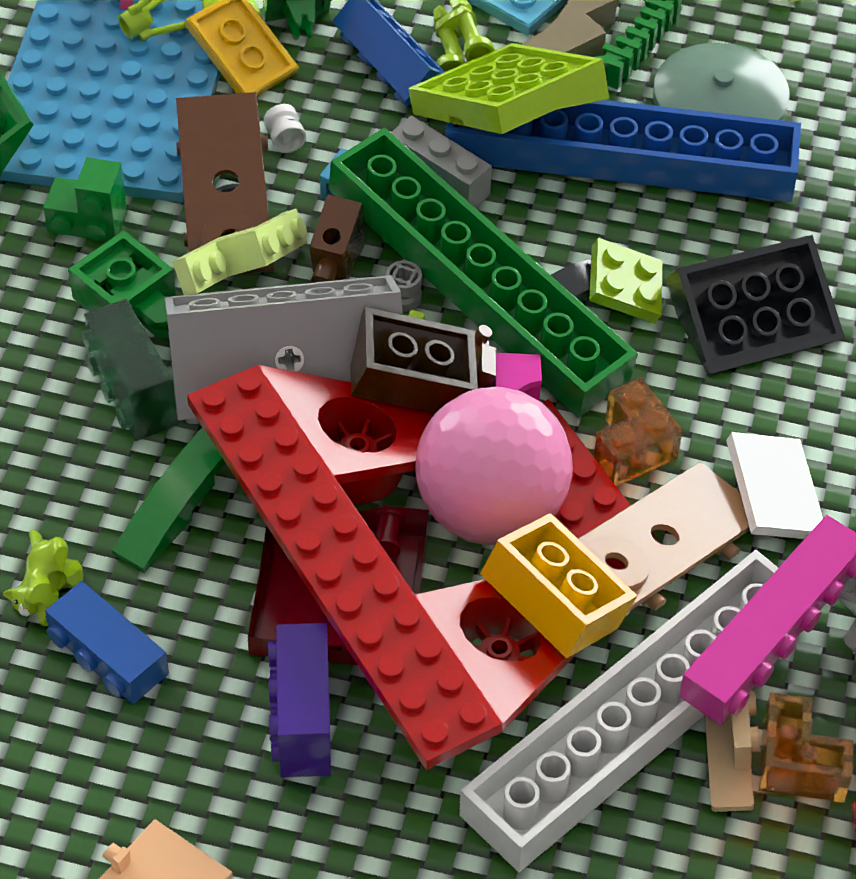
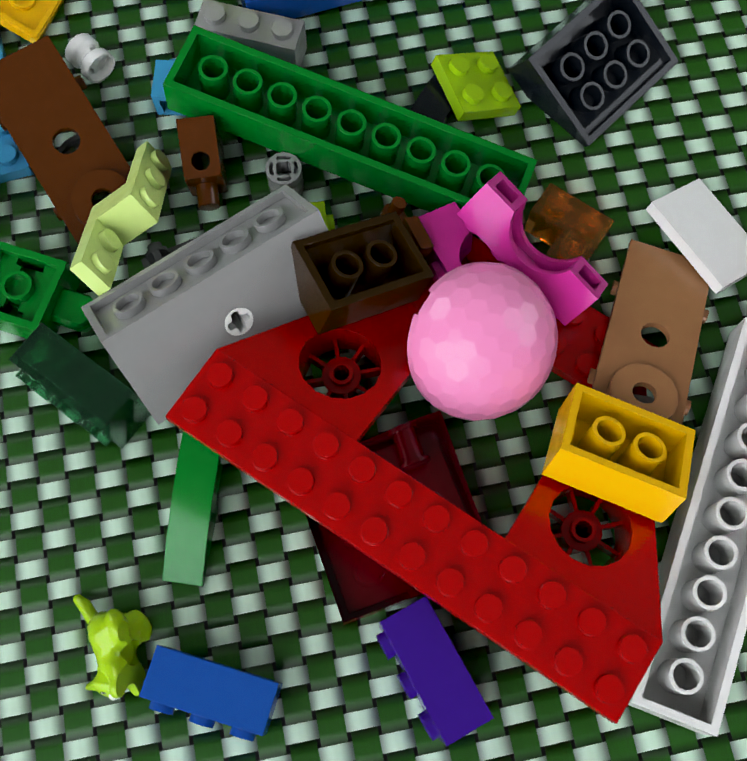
camera: 25 degrees left, 20 degrees up
(565, 373) = (497, 217): none -> dark pink arch

